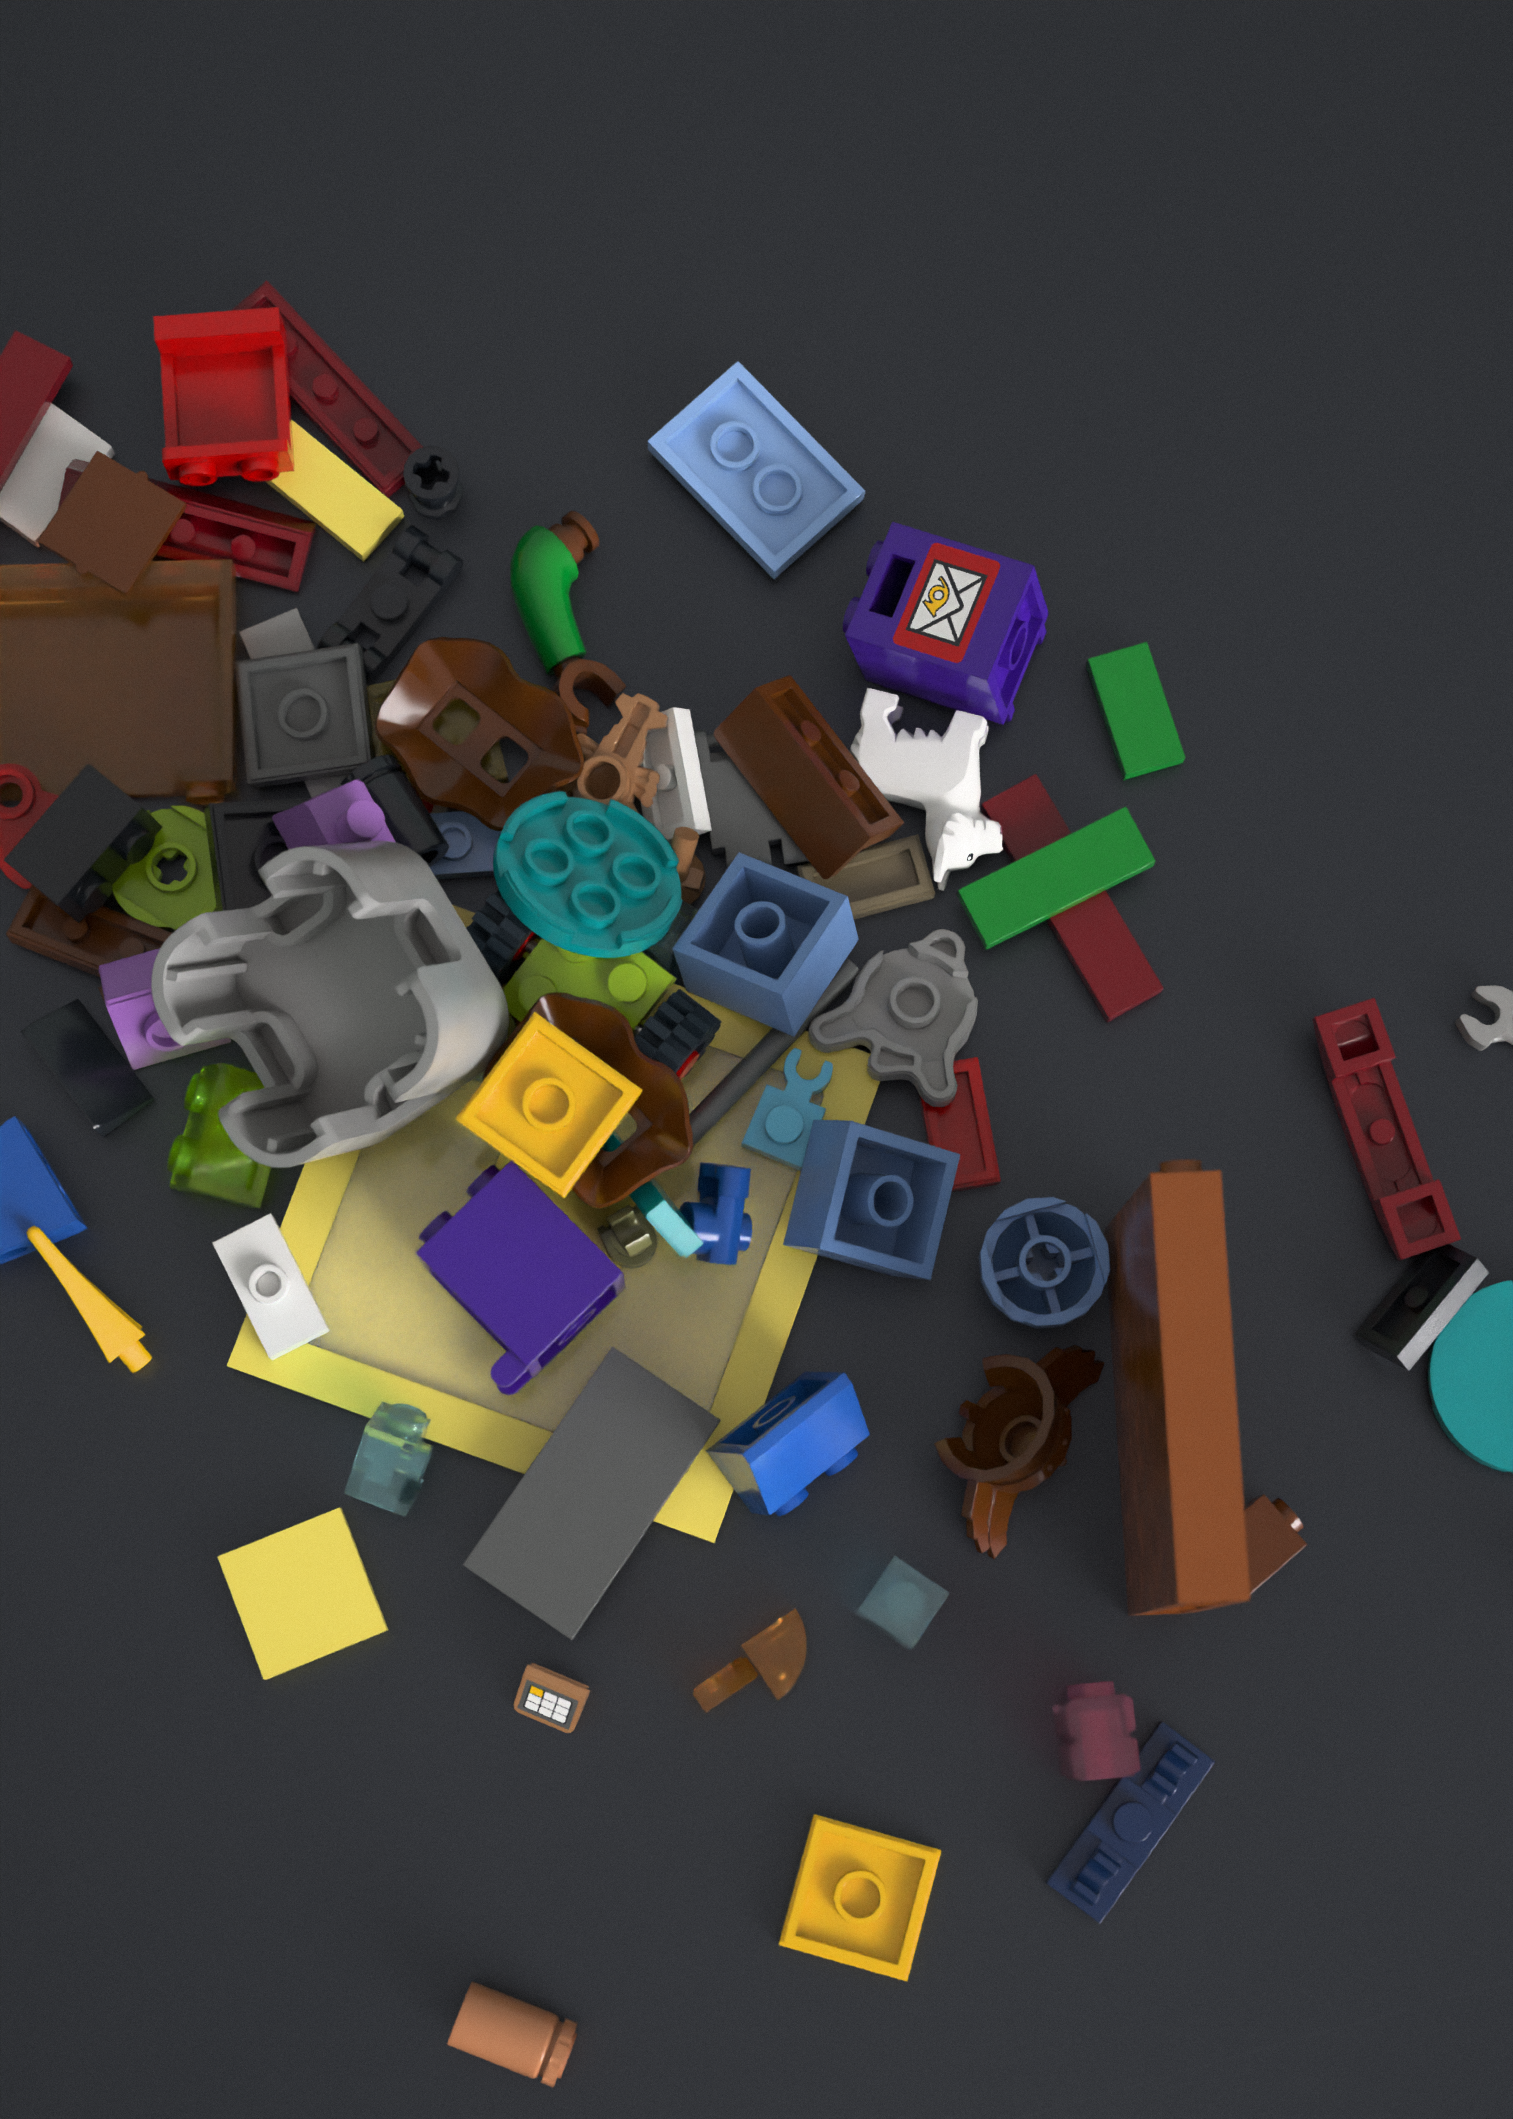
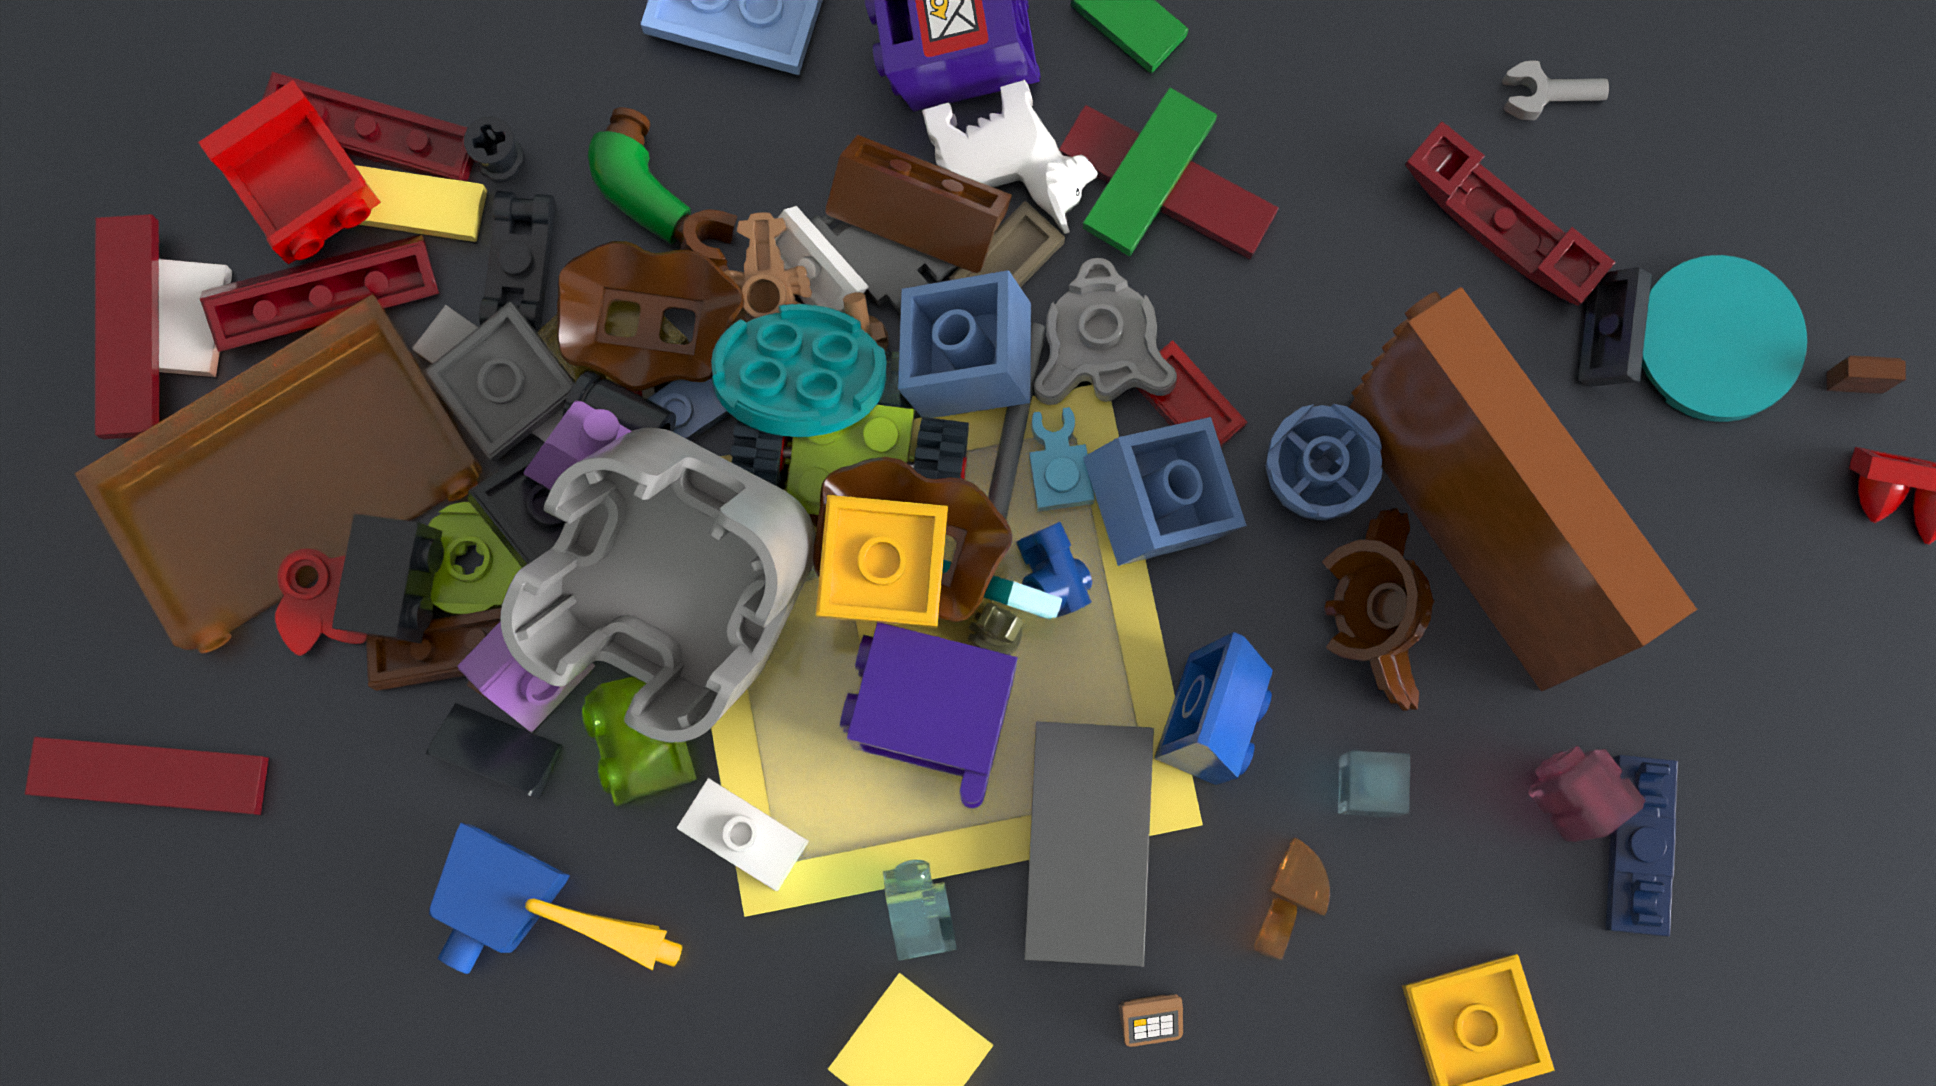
camera: 25 degrees left, 0 degrees up
(112, 523) = (261, 320): reddish brown piece -> none

